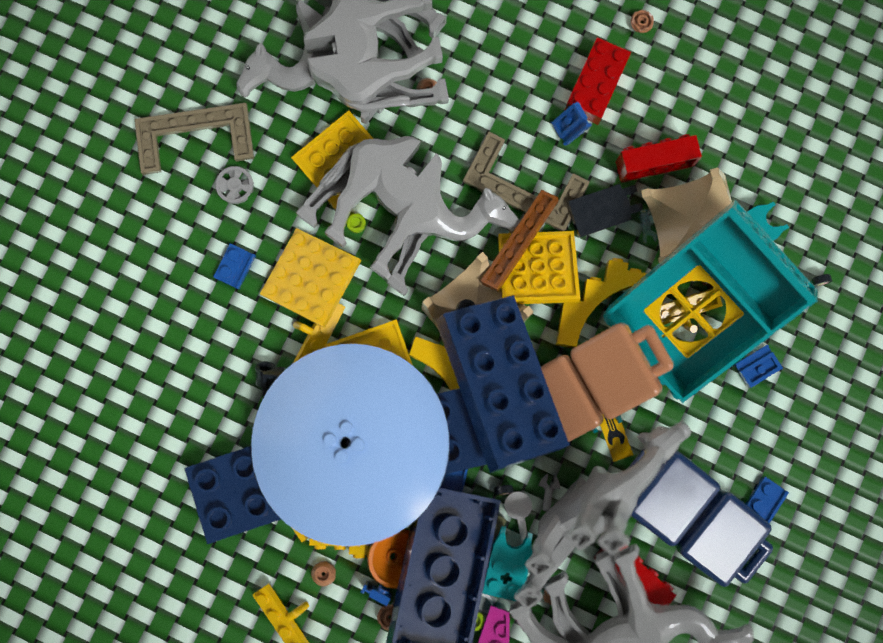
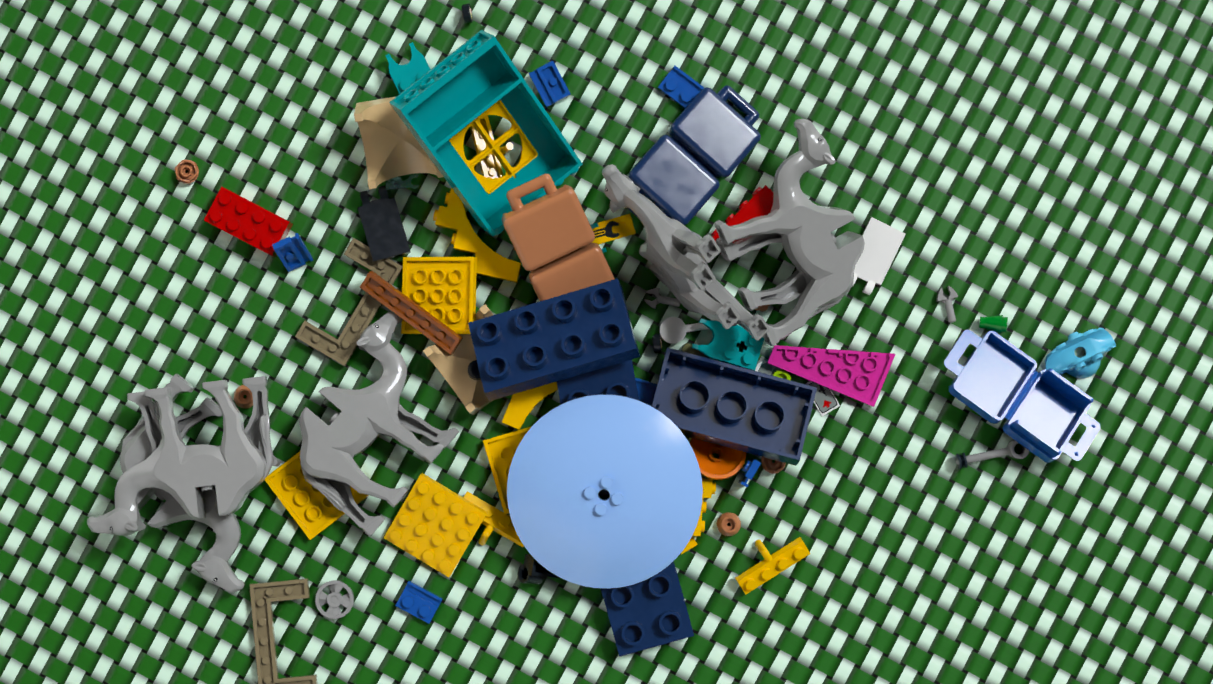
camera: 85 degrees left, 5 degrees up
(356, 223) = (381, 476): lime tile -> none
(658, 158) = (334, 167): red brick -> none

